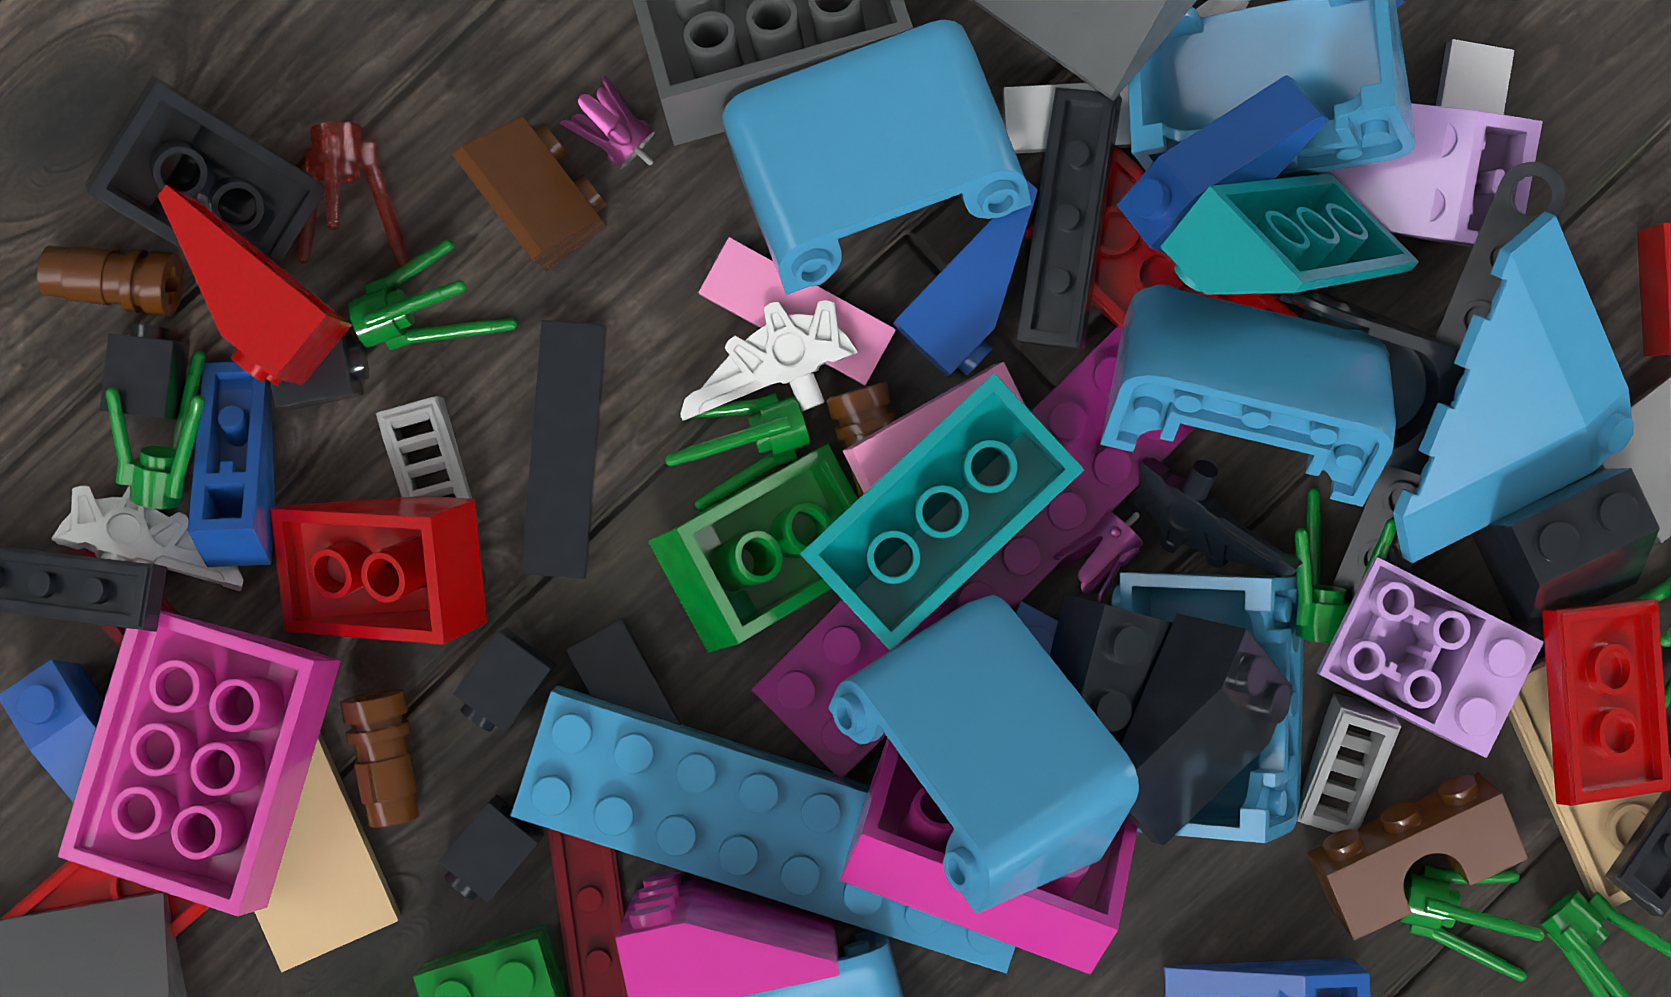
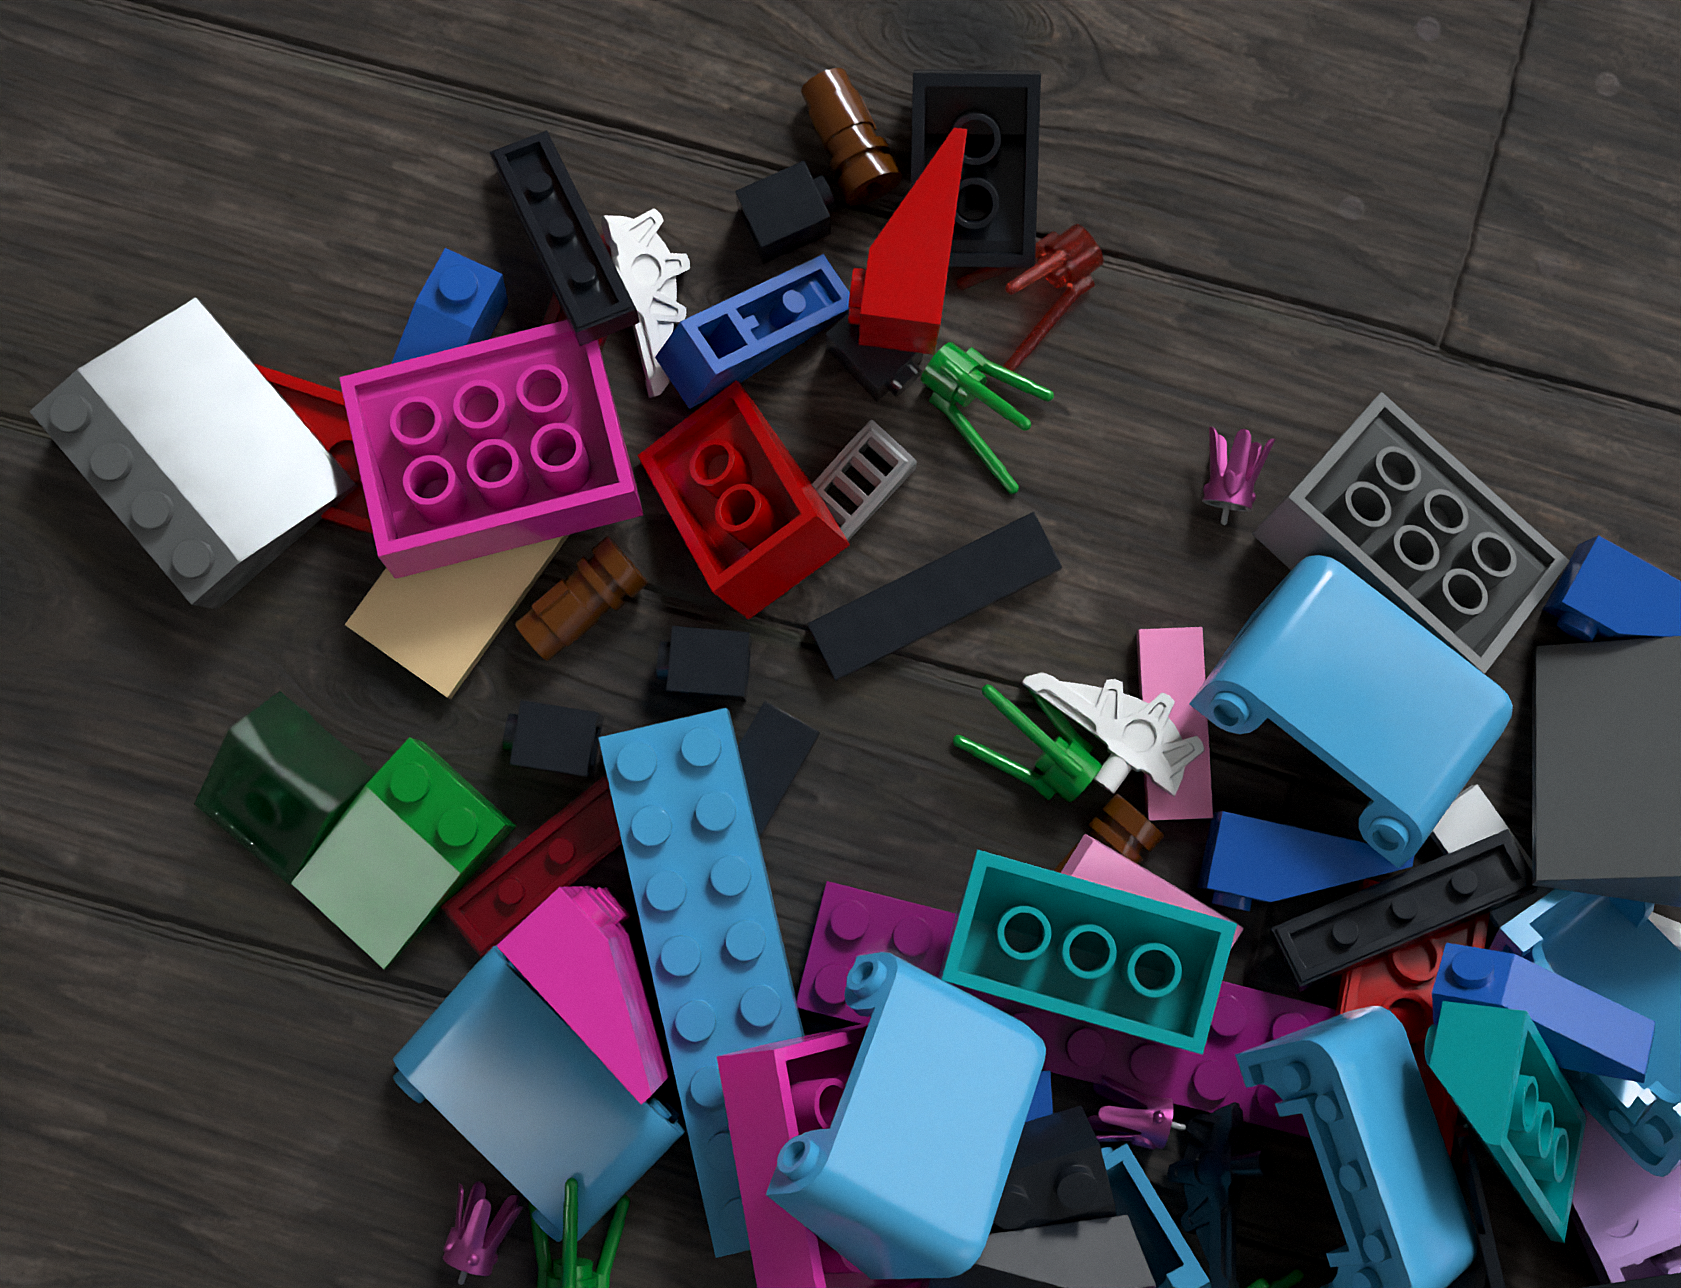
camera: 55 degrees right, 5 degrees down
(160, 471) = (712, 271): green plant -> none
(531, 190) = (1139, 438): reddish brown slope -> none
(741, 557) = (939, 804): green slope -> none

